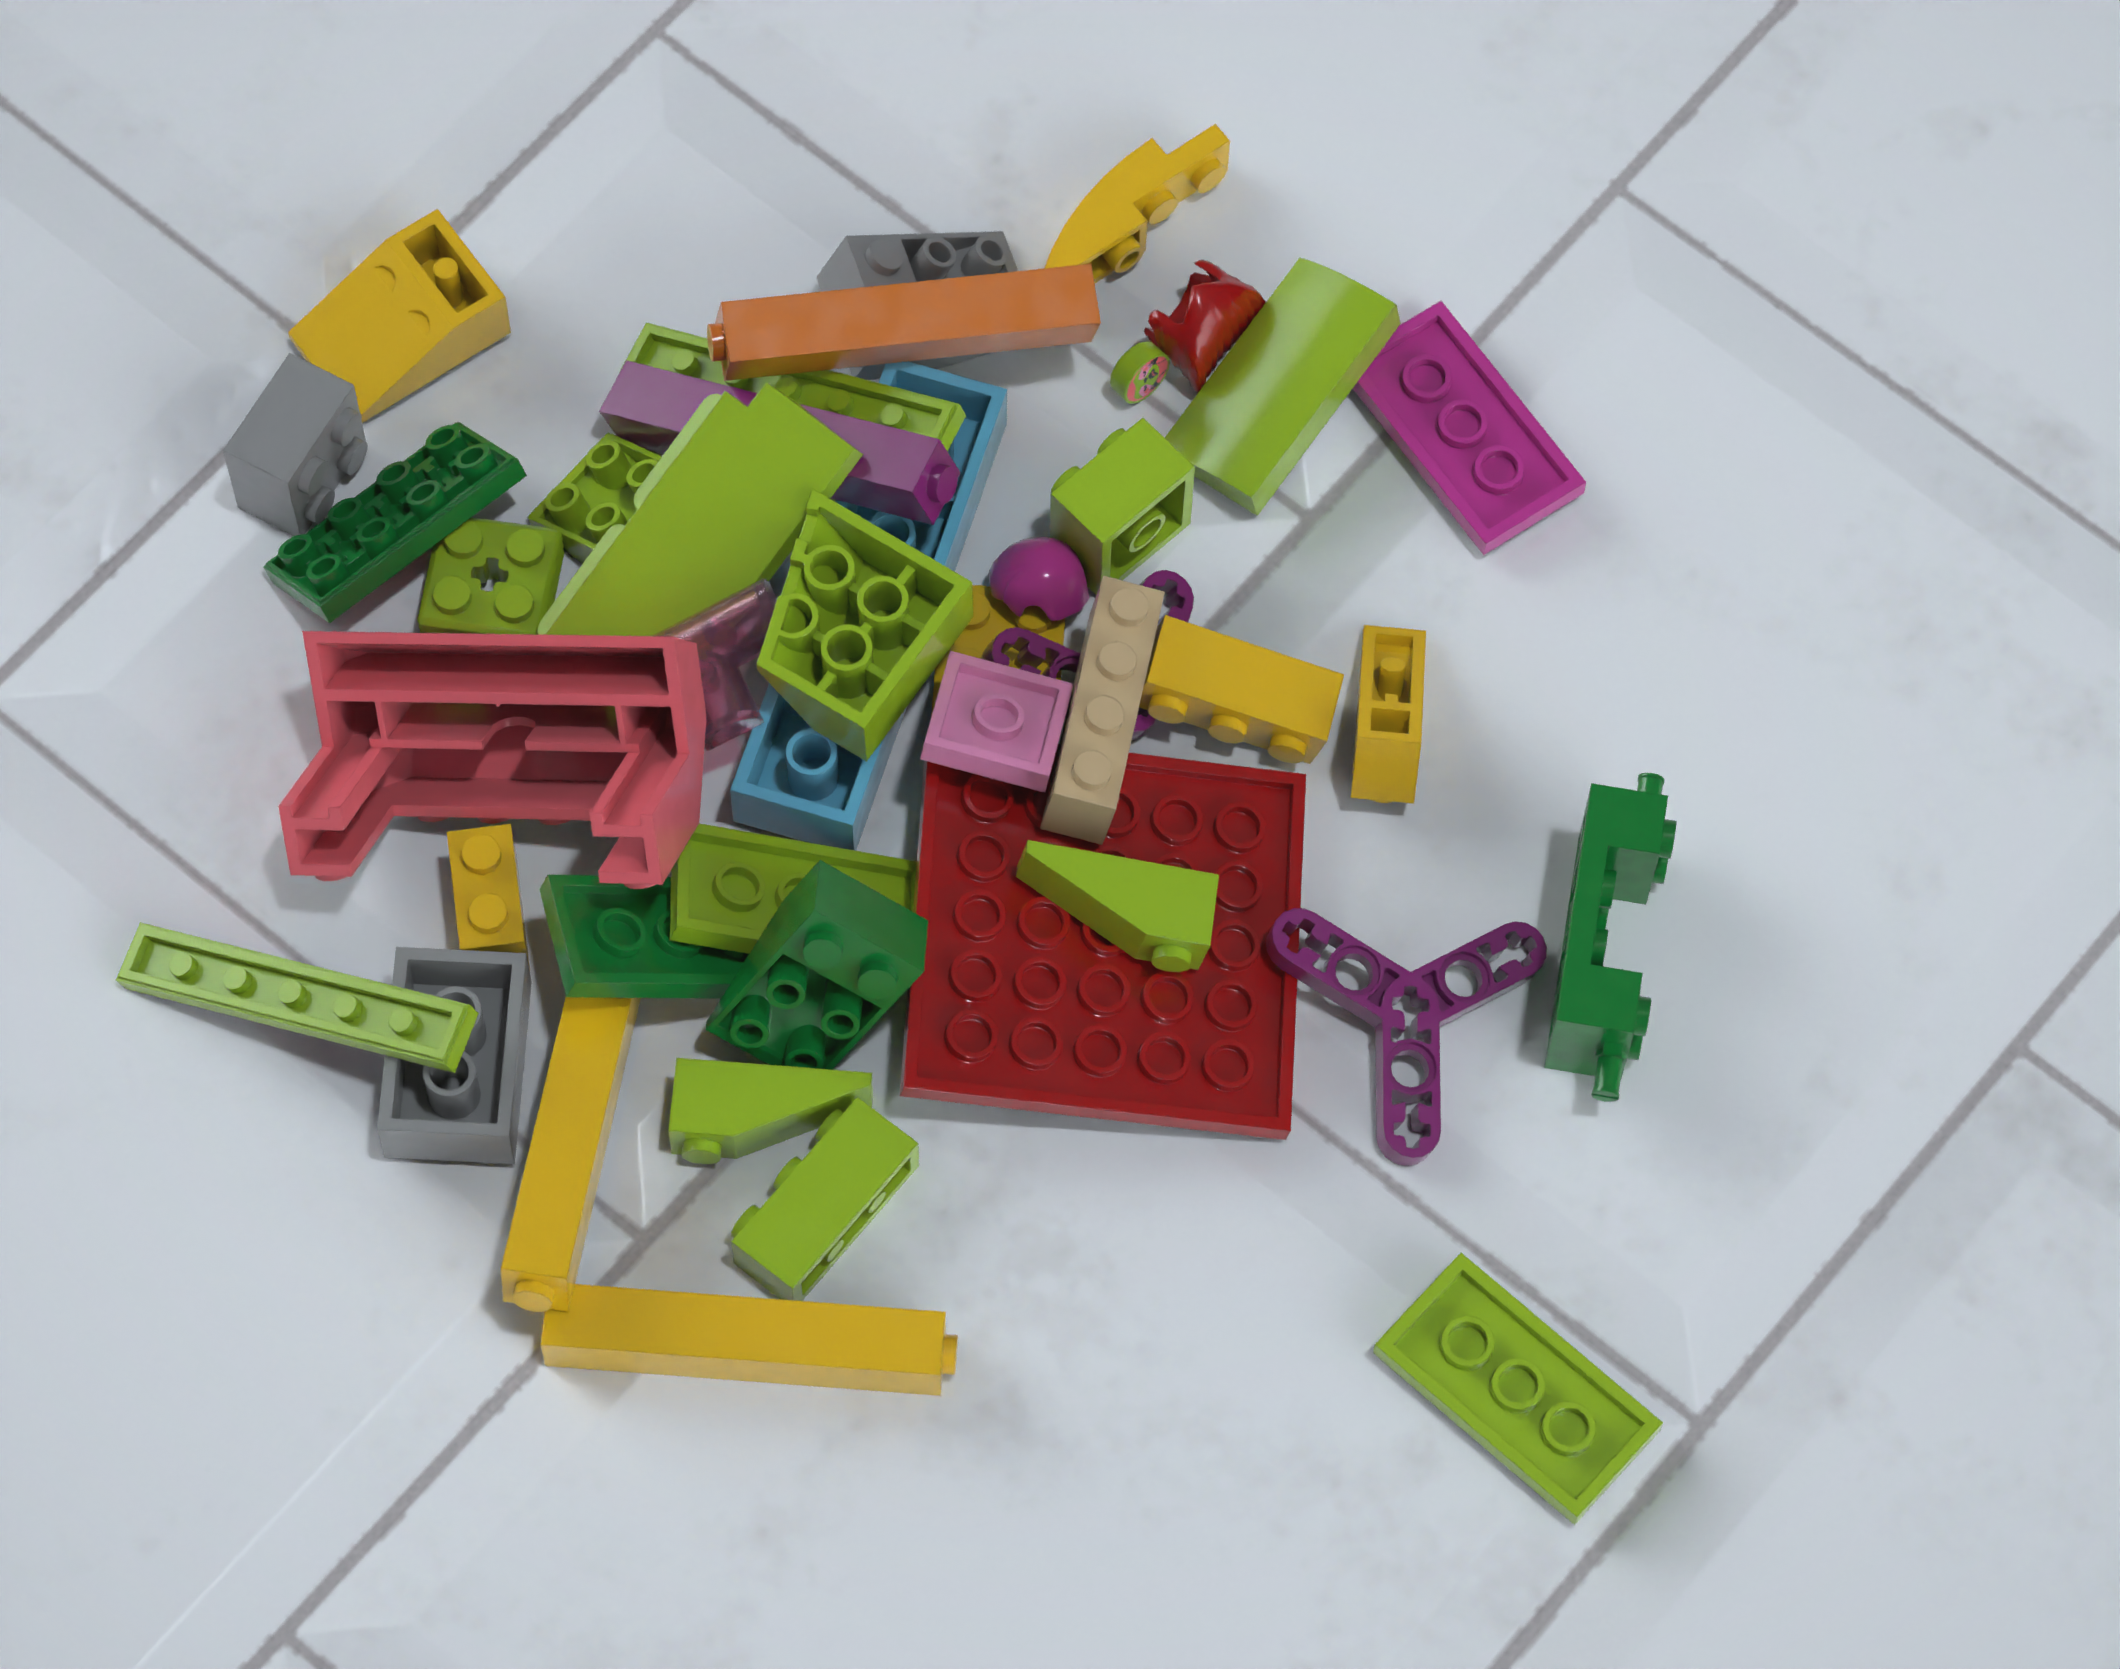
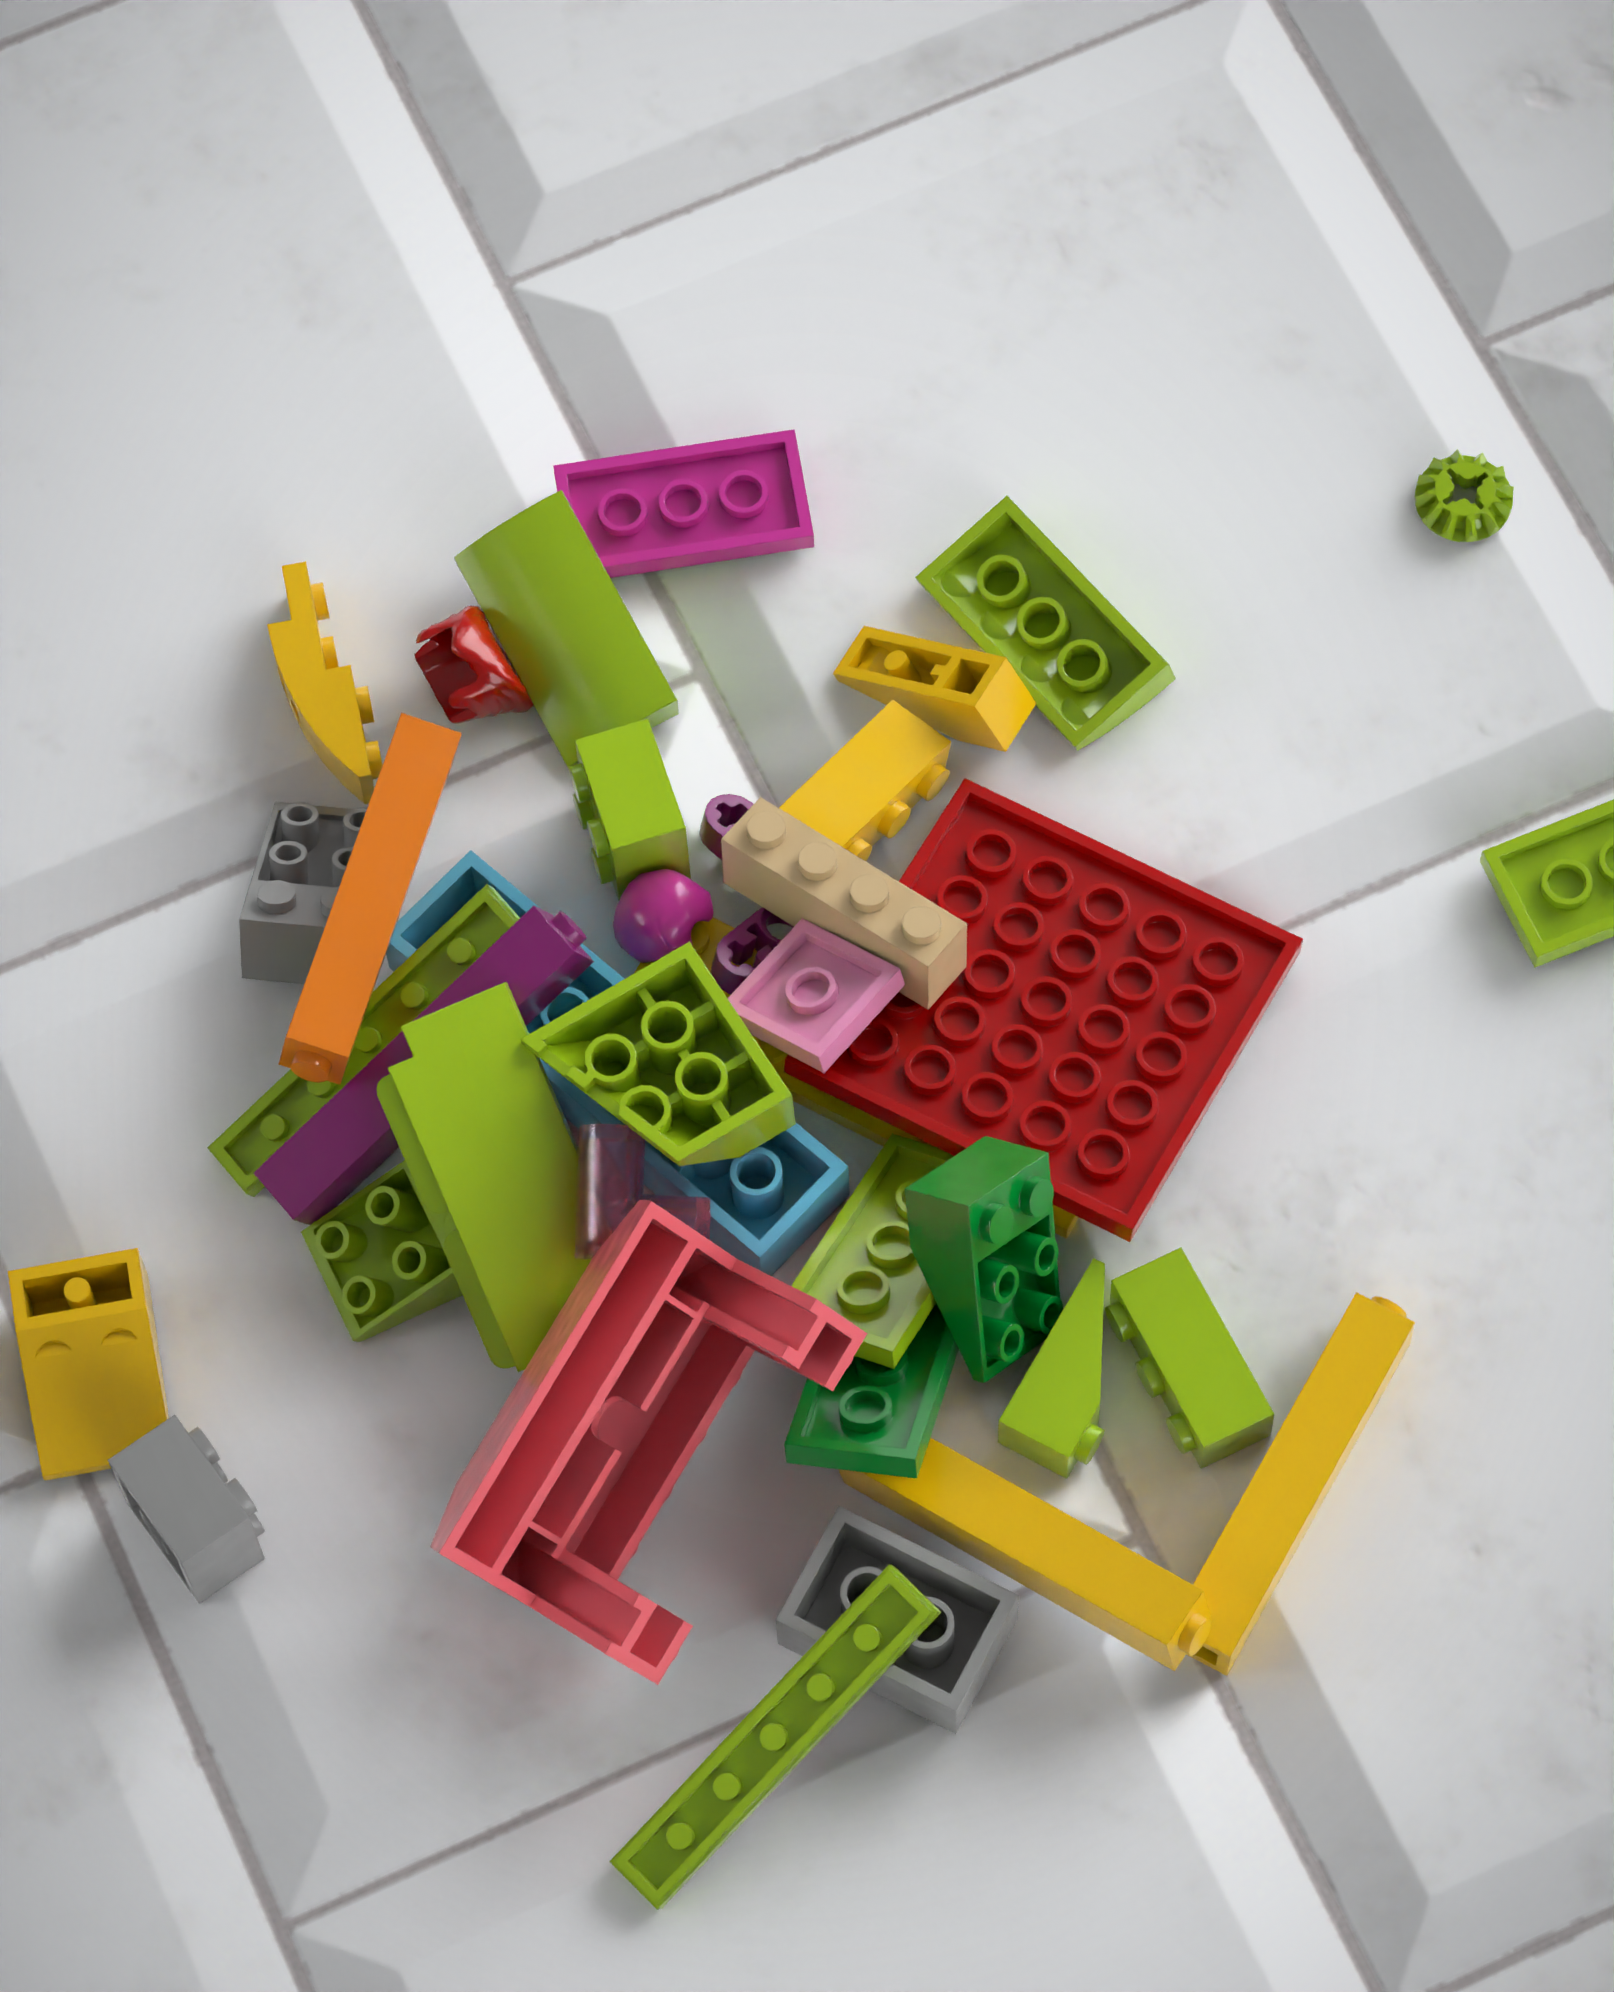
camera: 60 degrees left, 0 degrees up
(393, 520) = (308, 1455): green tile -> none
(481, 550) = (418, 1437): lime brick -> none
(487, 890) = (746, 1528): yellow brick -> none
(1136, 904) = (1044, 963): lime slope -> none
(1139, 372) = (489, 744): lime tile -> none
(1384, 990) = (1216, 817): magenta piece -> none
(1504, 782) = (1049, 621): none -> lime slope
(1599, 1008) = (1299, 651): green brick -> none
(1851, 1120) = (1461, 519): none -> lime gear

